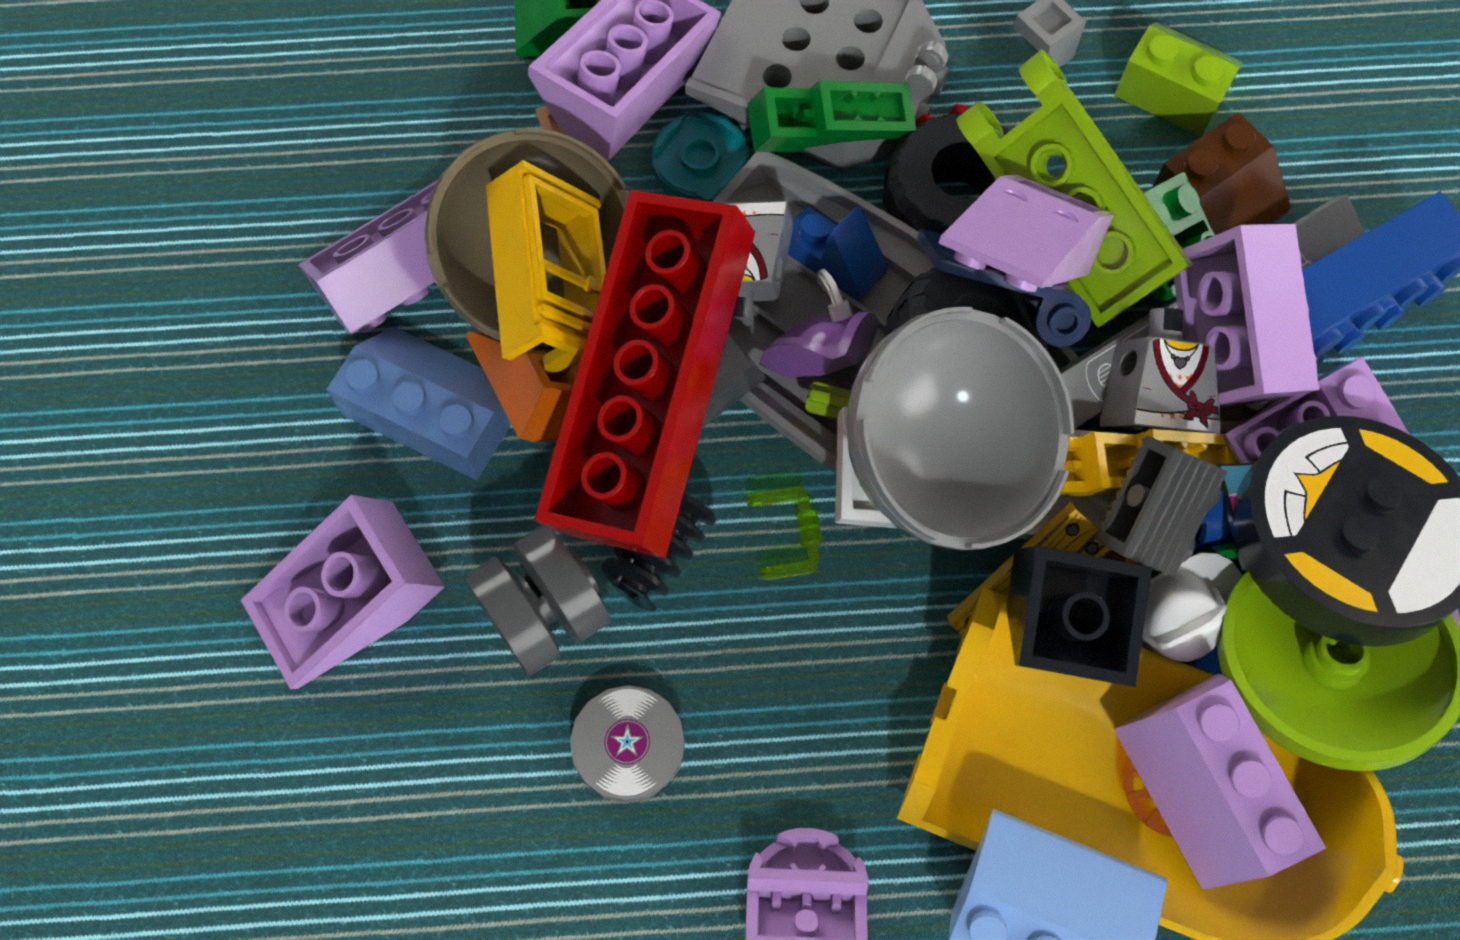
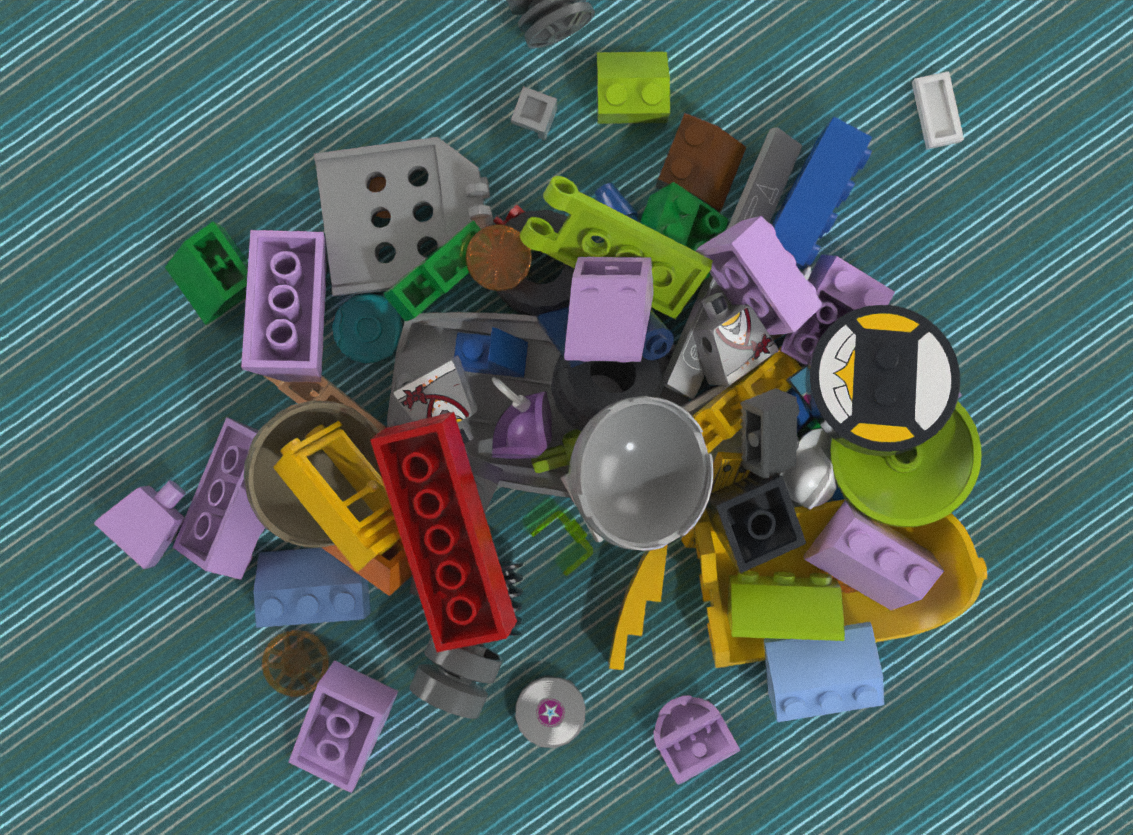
camera: 25 degrees left, 20 degrees up
(287, 212) = (144, 522): none -> lavender torso
(339, 476) = (294, 662): none -> clear orange wheel
(856, 647) = (644, 586): none -> yellow slope
(914, 134) = (498, 257): none -> clear orange wheel
(1054, 775) = (785, 606): none -> lime slope

